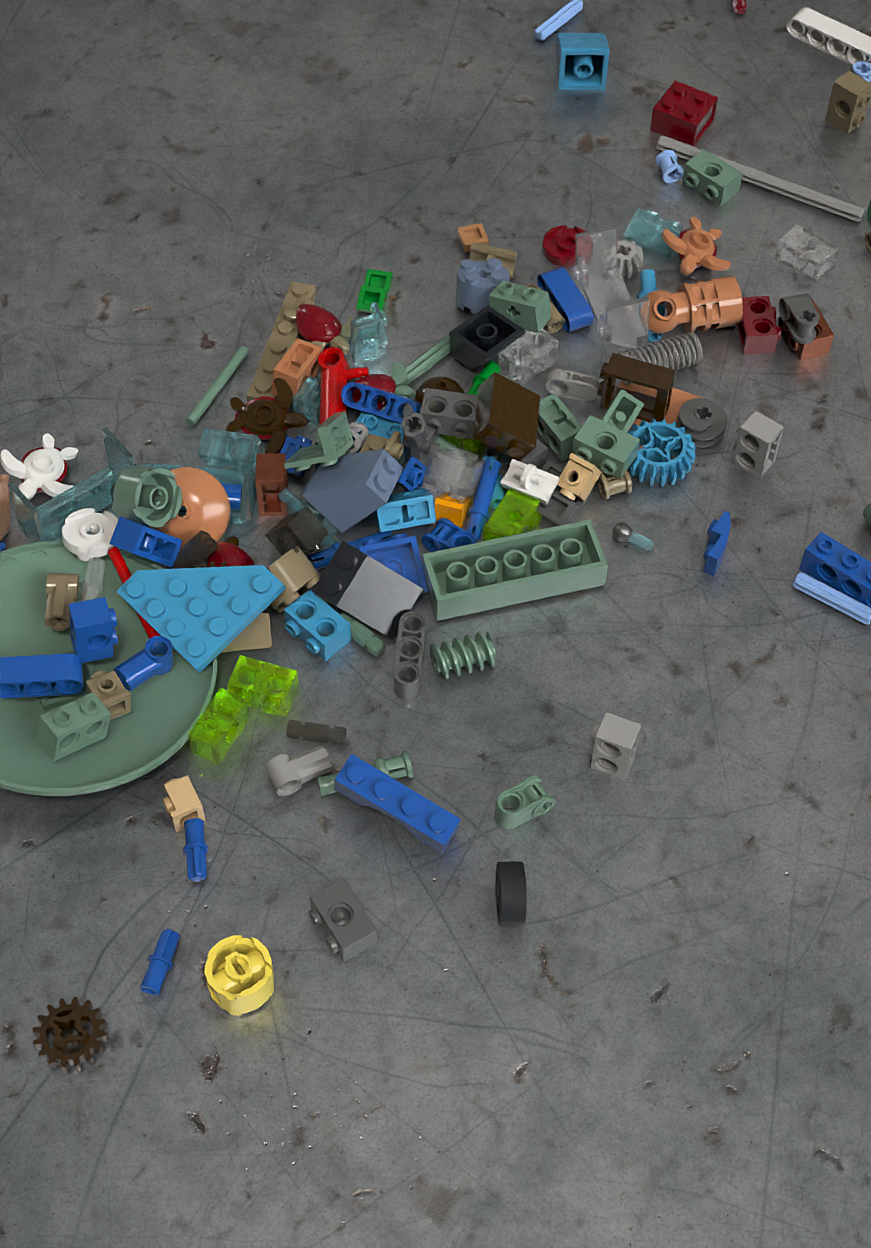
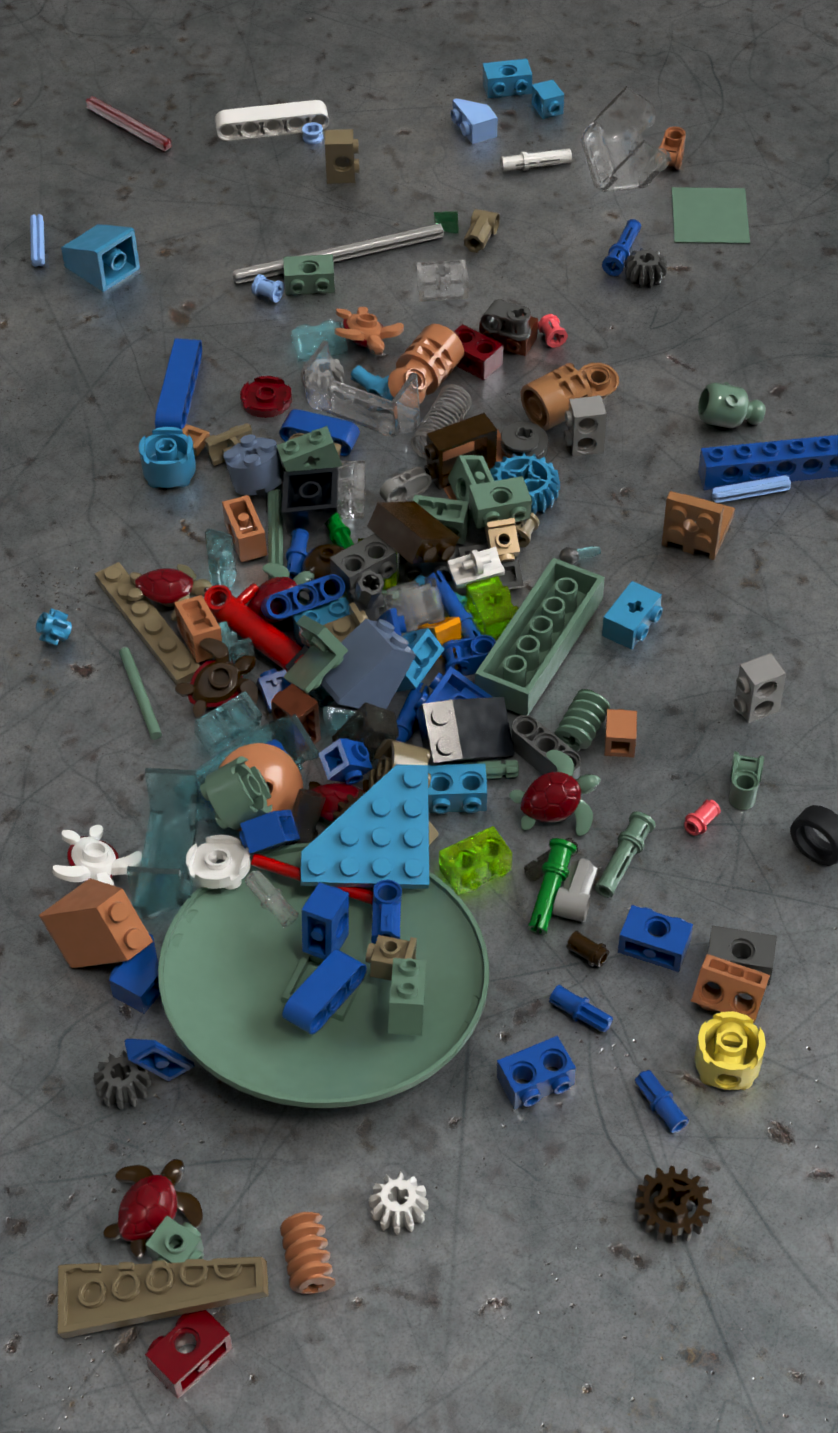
camera: 45 degrees left, 5 degrees down
(60, 591) = (255, 921): dark tan piece -> none
(112, 855) = (531, 1066): none -> blue brick
(182, 802) = (530, 985): tan brick -> none
(217, 296) = (53, 627): none -> dark azure gear
(219, 726) = (488, 910): clear neon green brick -> none
(254, 815) = (588, 949): none -> dark brown pin
(257, 538) = (345, 761): none -> blue brick
(296, 741) = (554, 873): none -> green pin
(299, 933) = (732, 980): none -> nougat brick
(305, 868) = (664, 951): none -> blue brick
(369, 689) = (557, 796): none -> animal
(375, 289) = (168, 533): green slope -> none
(416, 813) = (649, 851): blue arch -> none
(418, 326) = (245, 528): none -> nougat brick
(435, 236) = (167, 458): none -> dark azure brick
(442, 369) = (297, 551): none -> blue pin
(455, 800) = (697, 822): none -> coral pin
(479, 688) = (620, 733): none -> nougat brick
(514, 191) = (179, 383): none -> blue beam
(605, 613) = (632, 615): none -> dark azure brick
(683, 113) = (230, 243): dark red piece -> none
(717, 543) = (640, 510): blue slope -> none
(736, 585) = (704, 535): none -> medium nougat bracket
(778, 402) = (549, 395): none -> medium nougat cylinder
(841, 354) = (553, 330): none -> coral bush

